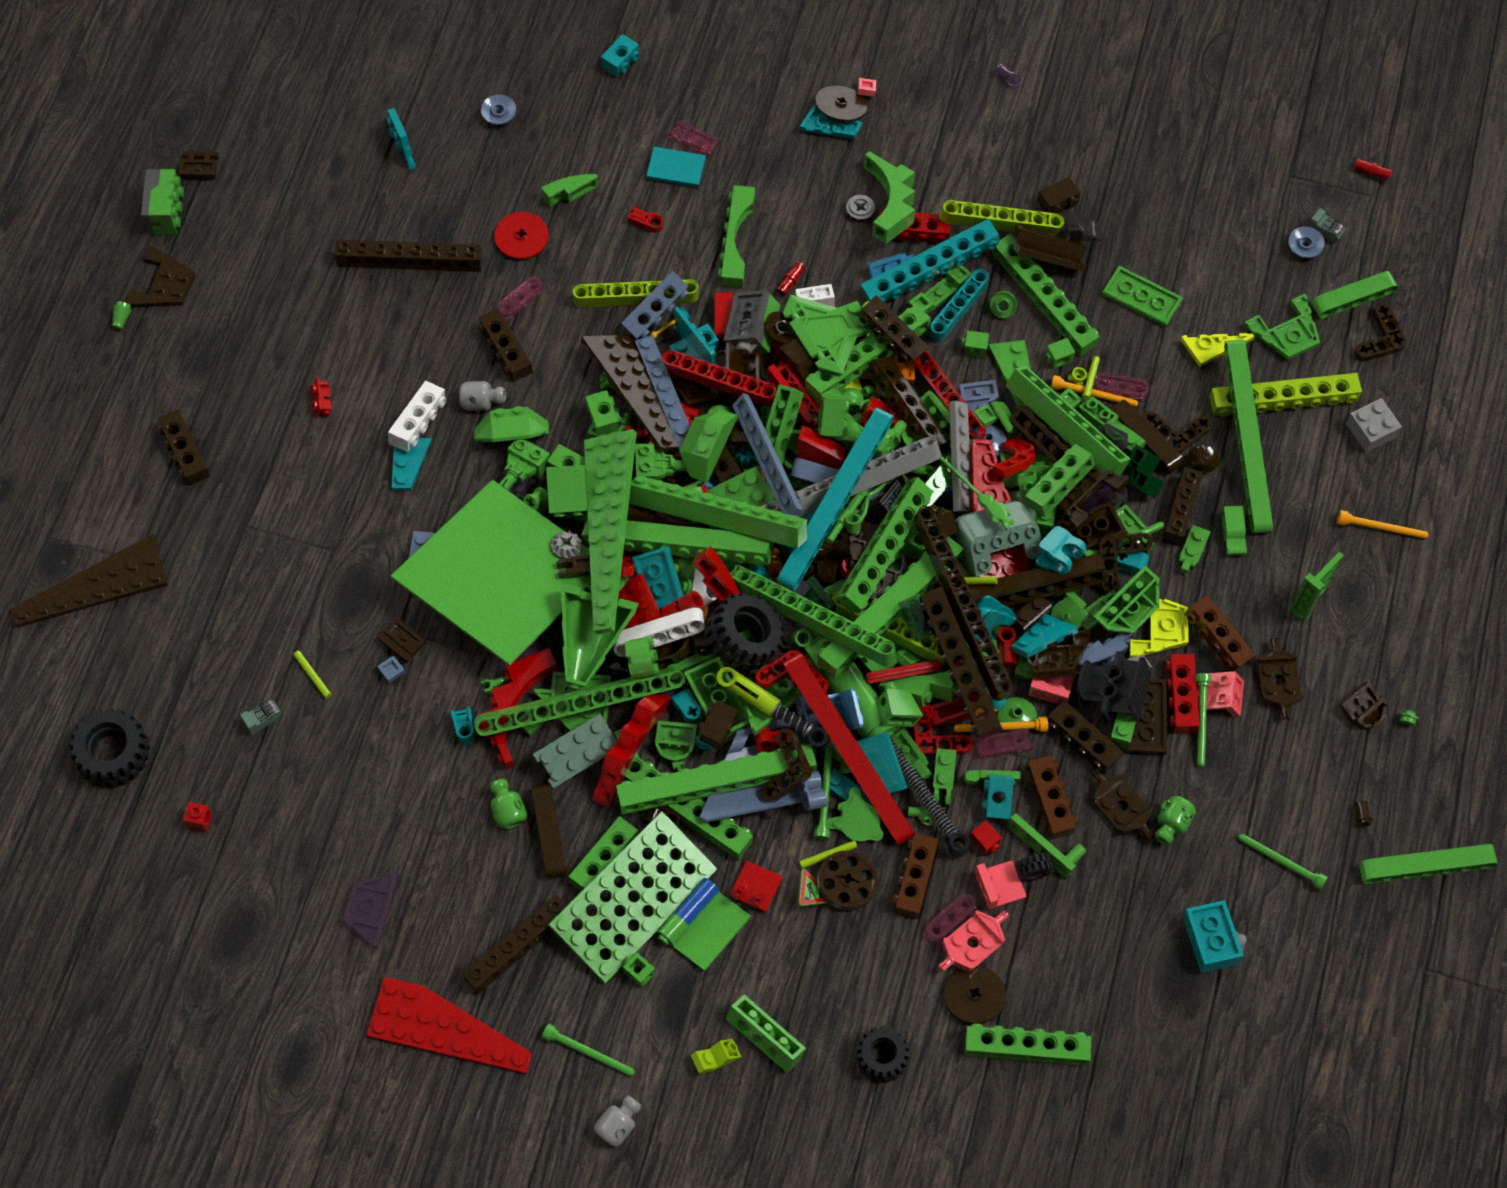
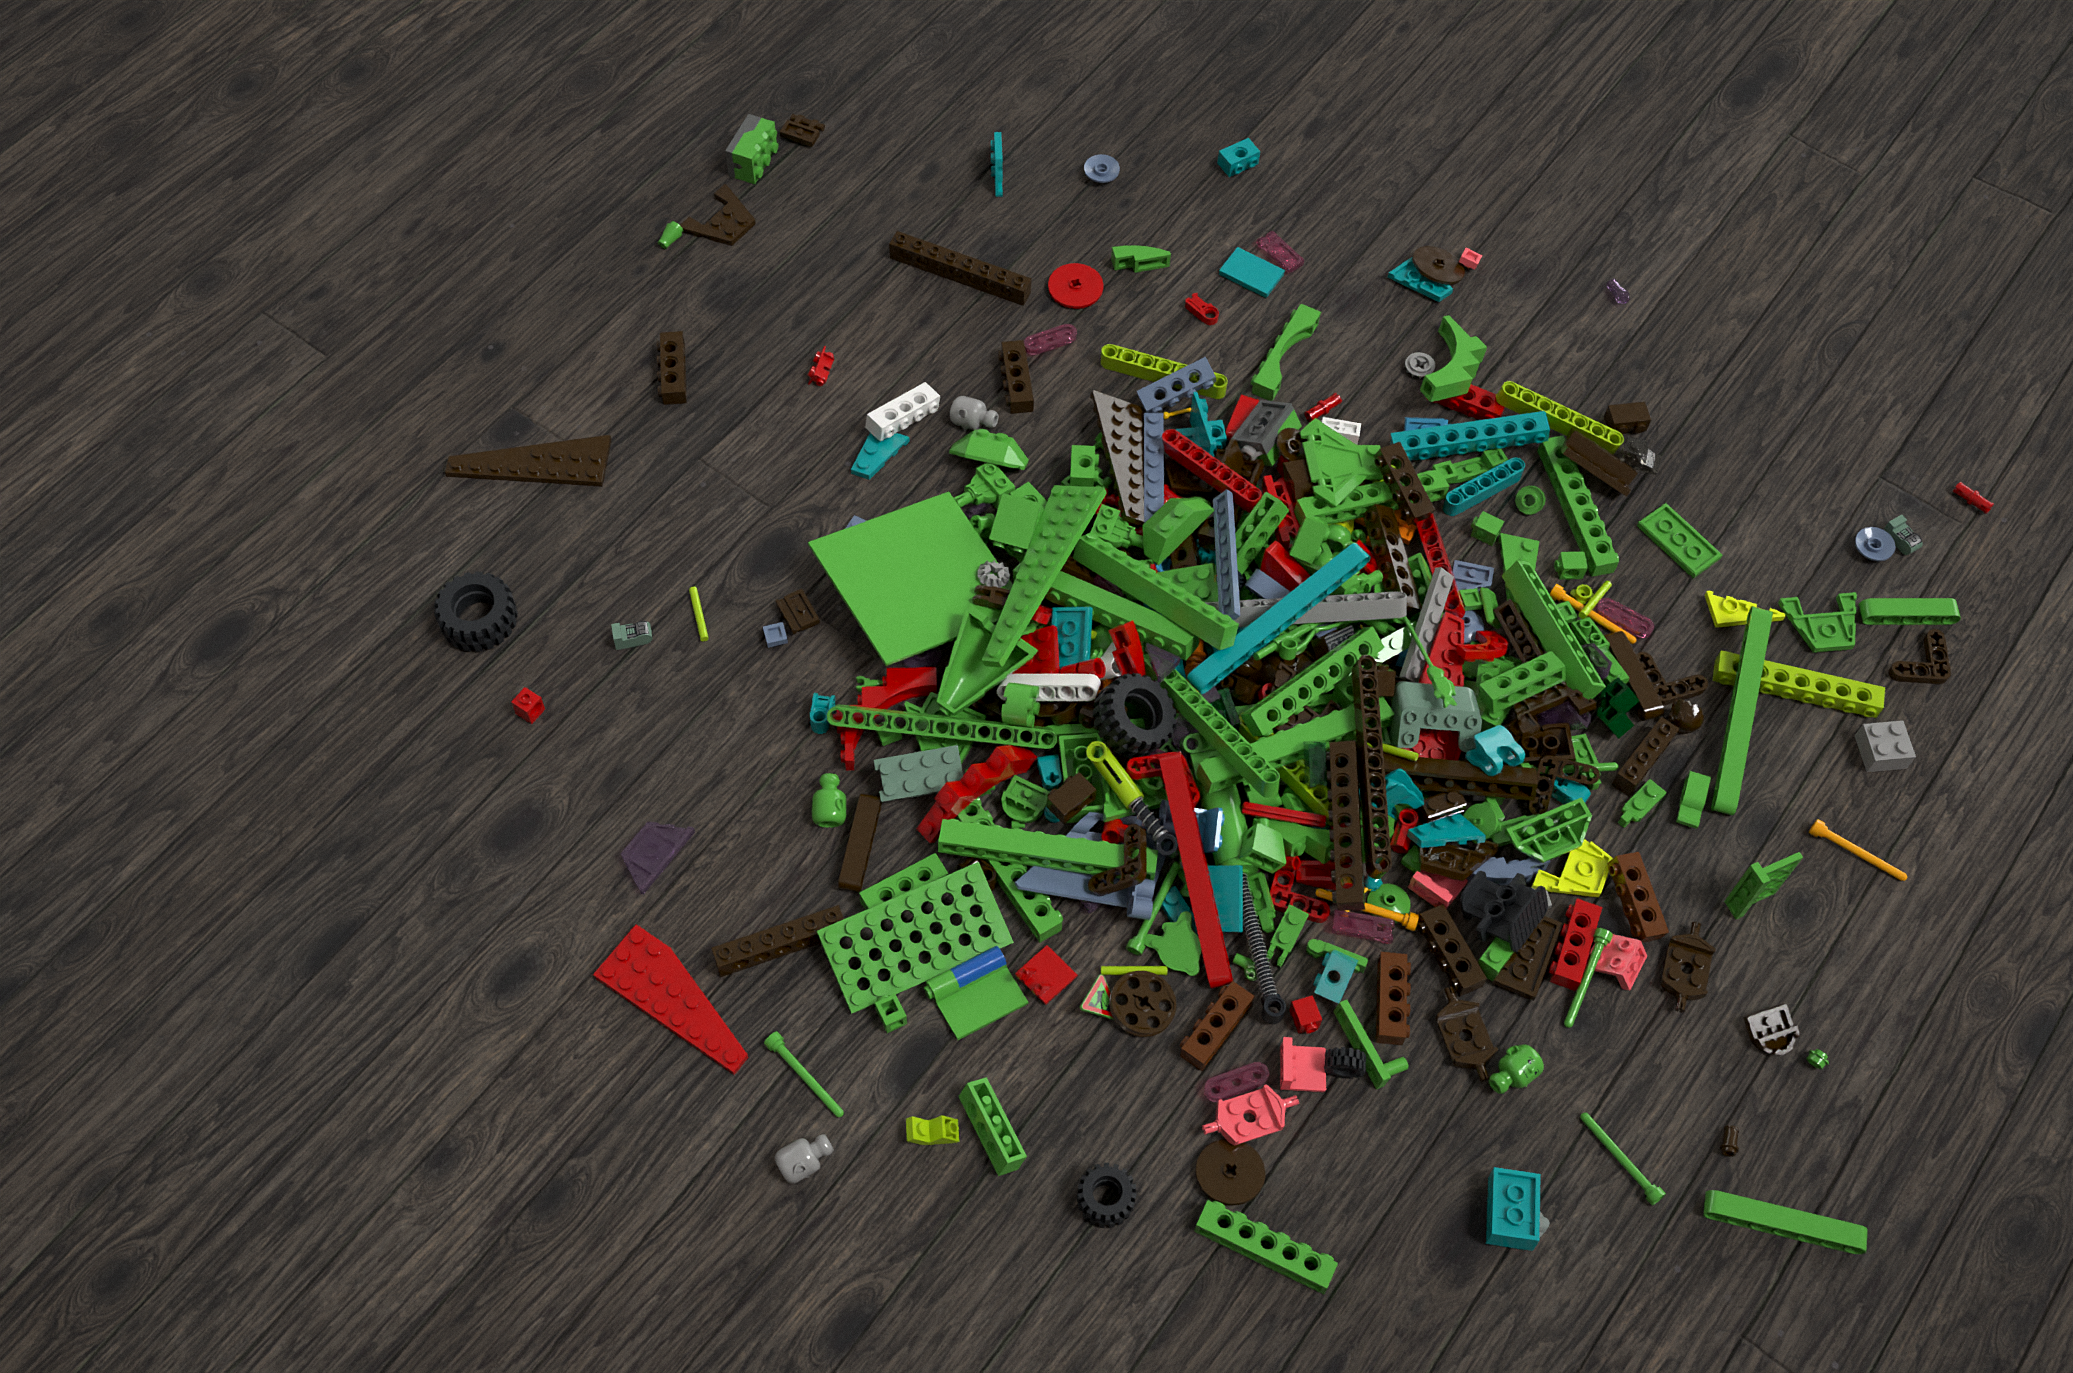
camera: 20 degrees right, 5 degrees down
(749, 574) = (1161, 661): none -> tile

